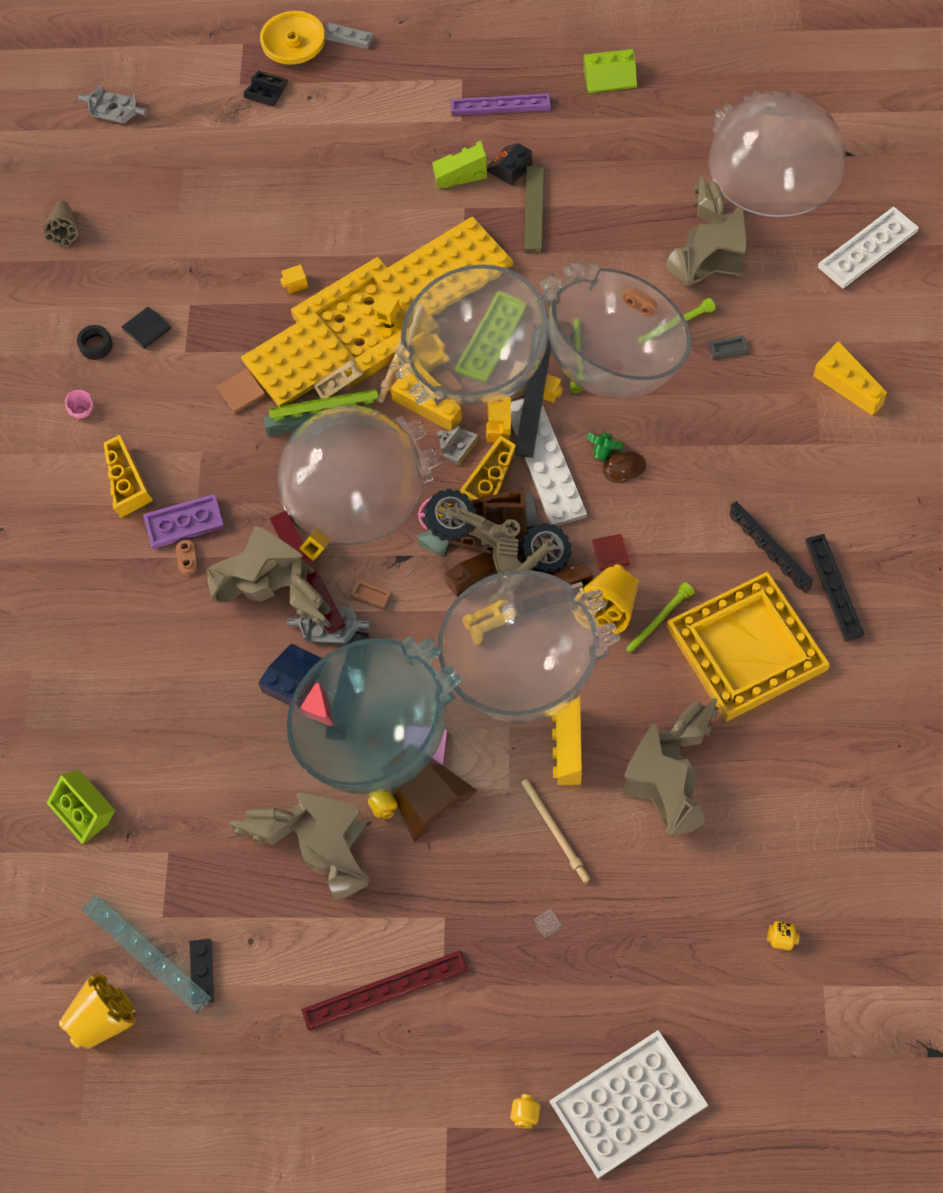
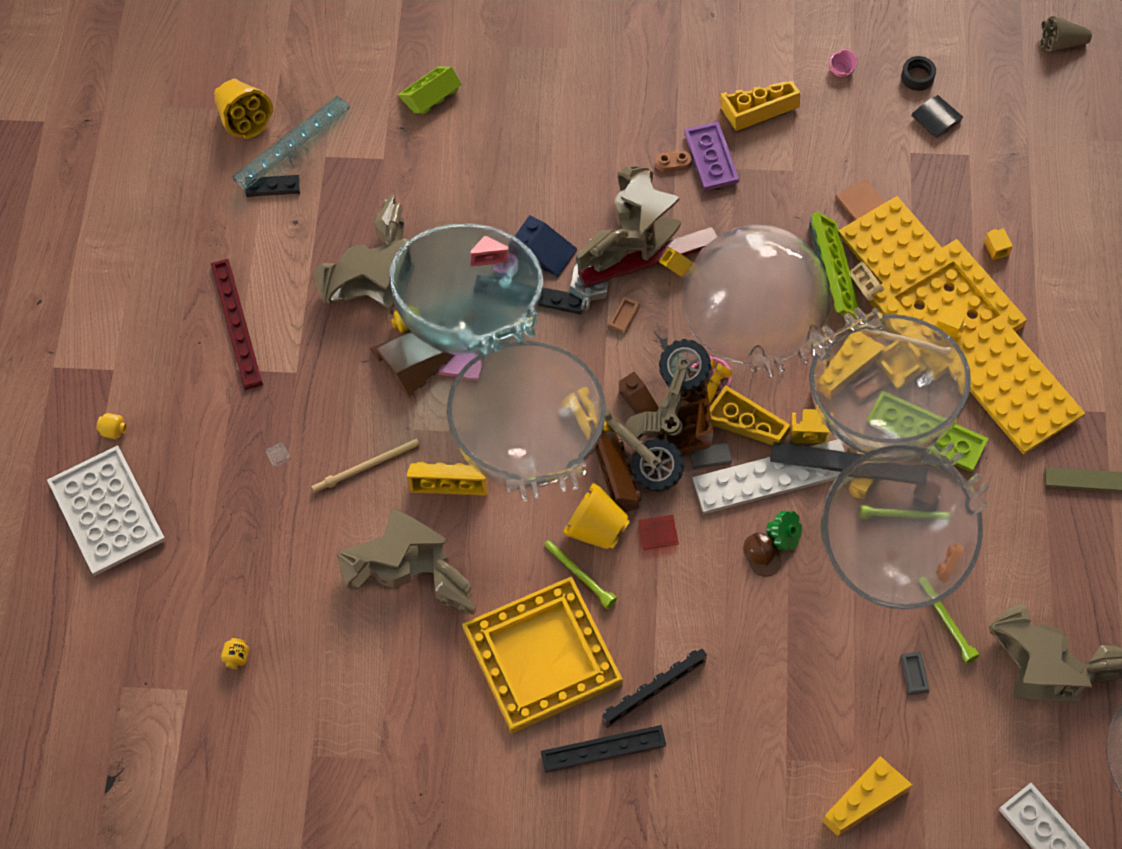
camera: 90 degrees right, 0 degrees up
(457, 444) = (792, 394): light grey slope -> none

